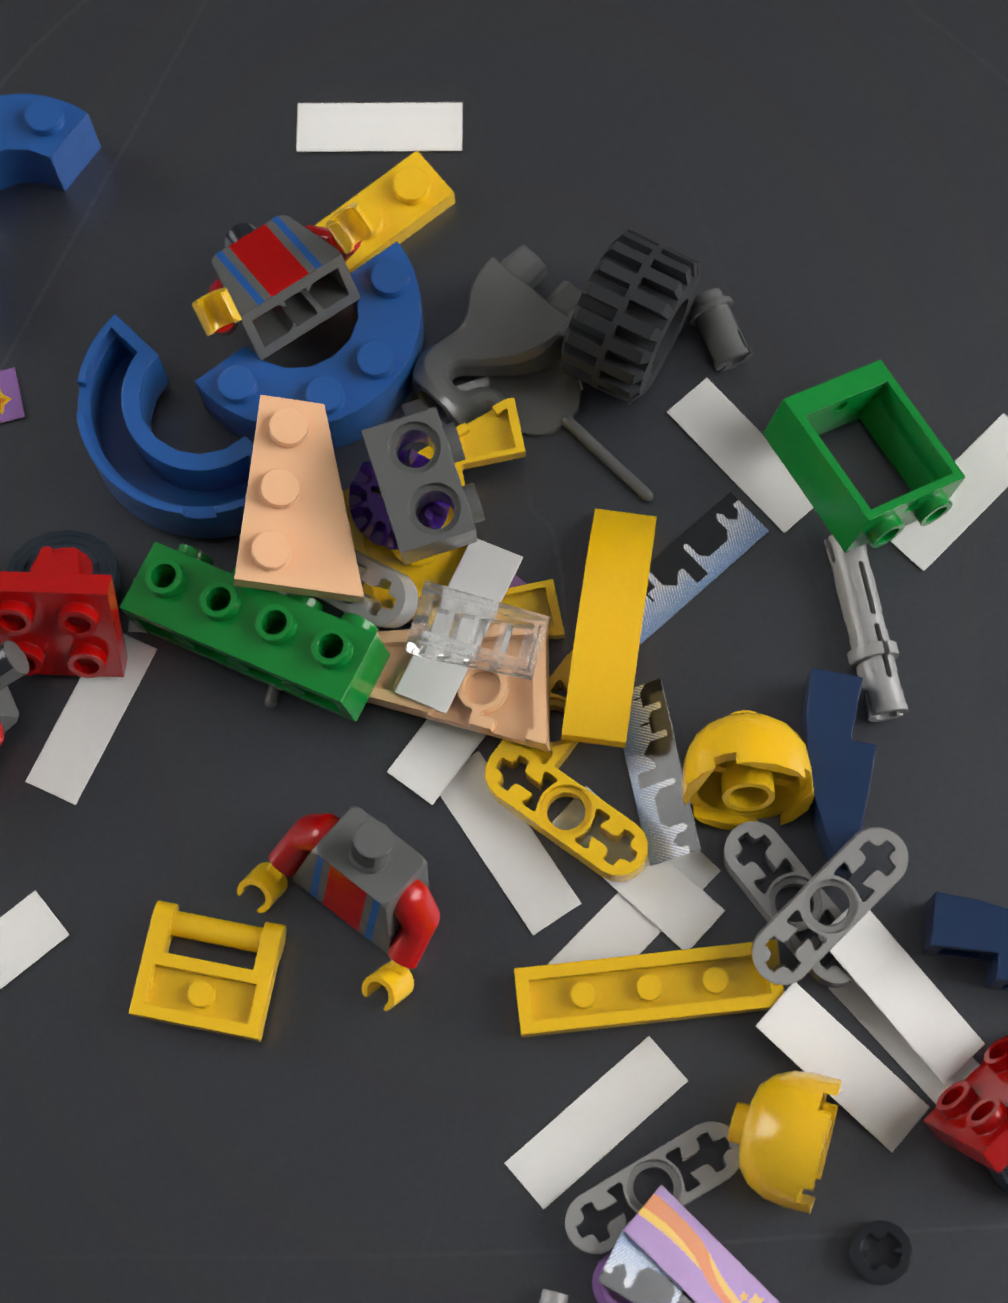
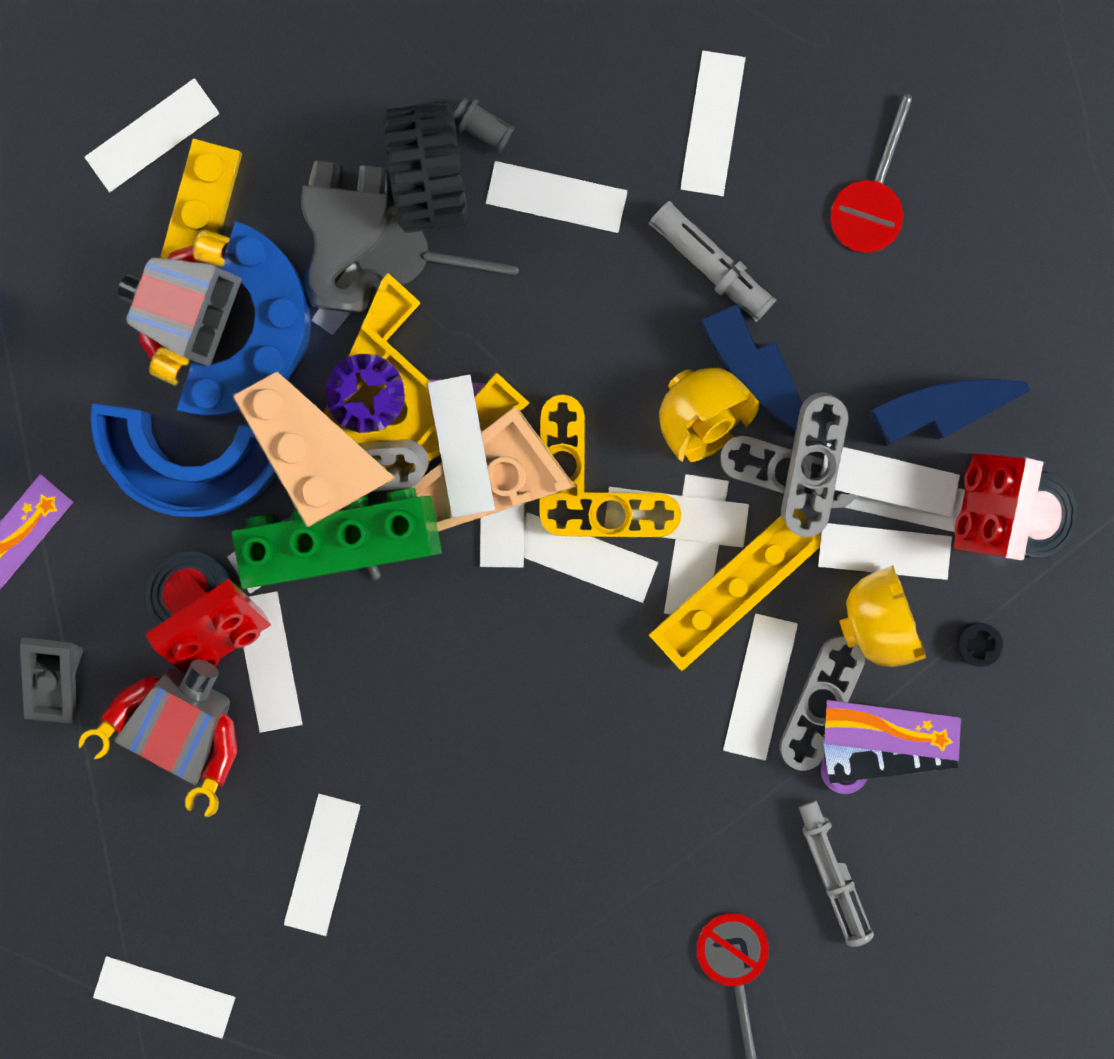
camera: 40 degrees left, 15 degrees up
(201, 991) = (471, 782): yellow plate -> none
(365, 880) = (519, 648): torso -> none
(410, 489) = (372, 392): dark grey brick -> none
(462, 604) = (435, 444): clear slope -> none
(609, 628) = (554, 377): yellow slope -> none
(657, 777) = (646, 449): sticker -> none
(697, 560) = (571, 300): sticker -> none
(899, 431) = (655, 120): green window -> none

